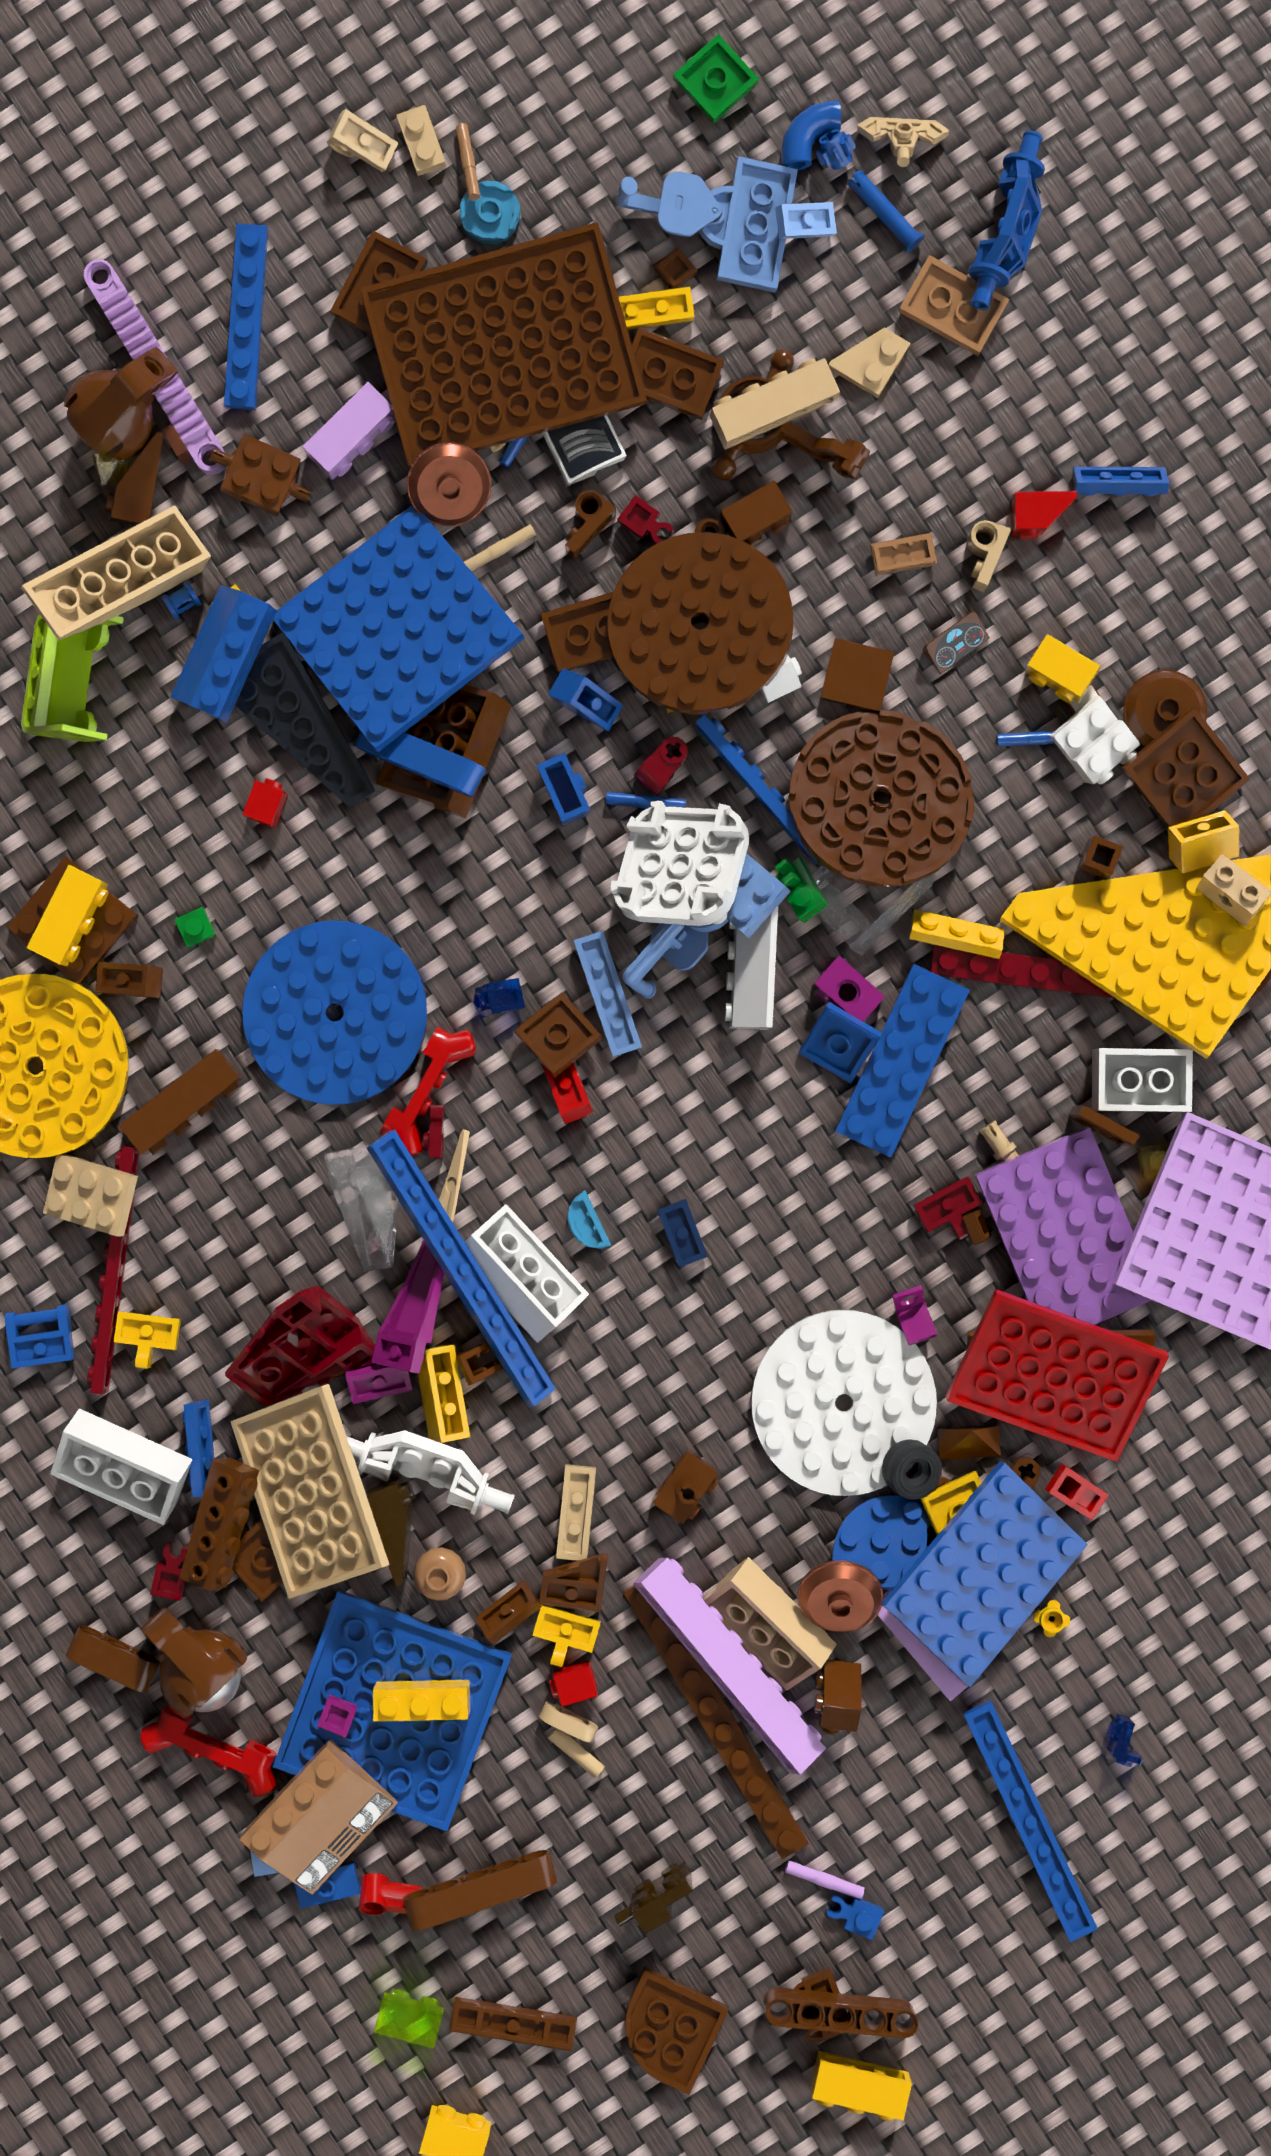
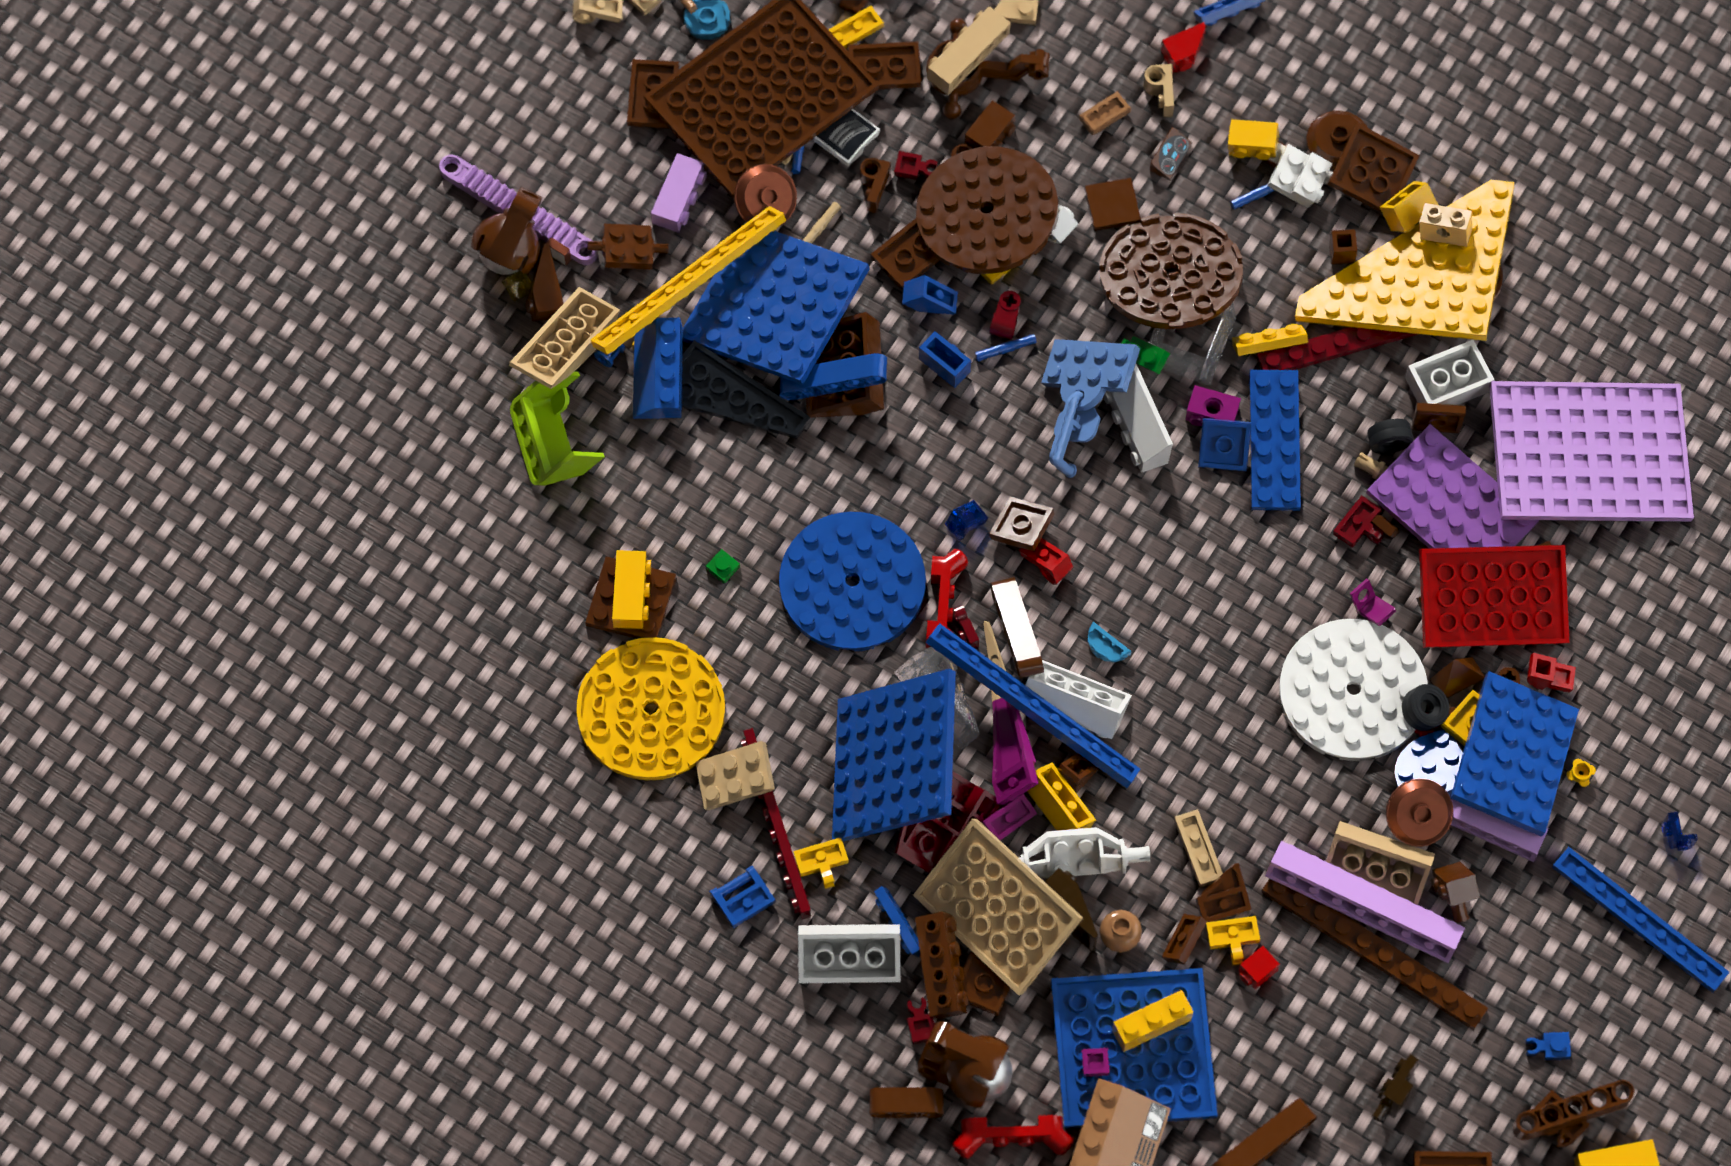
camera: 25 degrees left, 20 degrees down
(129, 979) = (696, 616): reddish brown plate -> none
(181, 1102) = (770, 686): reddish brown brick -> none
(246, 317) = (567, 152): blue plate -> none
(265, 802) = (735, 459): red brick -> none
(269, 1269) = (894, 756): none -> blue plate
(300, 559) = (688, 280): none -> yellow plate
(490, 1163) = (1017, 627): none -> beam
(568, 1721) = (1268, 998): tan beam -> none
(576, 1752) = (1284, 1020): tan piece -> none
(607, 993) = (1043, 484): medium blue plate -> none
(681, 865) = (1054, 368): white plate -> none
(682, 1233) = (1178, 622): dark blue plate -> none
(686, 1486) = (1269, 794): reddish brown brick -> none
(751, 777) = (1076, 301): blue plate -> none
(824, 1879) = (1513, 1031): lavender piece -> none
(1036, 1121) = (1390, 436): none -> black tyre
(1152, 1158) = (1484, 431): clear yellow plate -> none

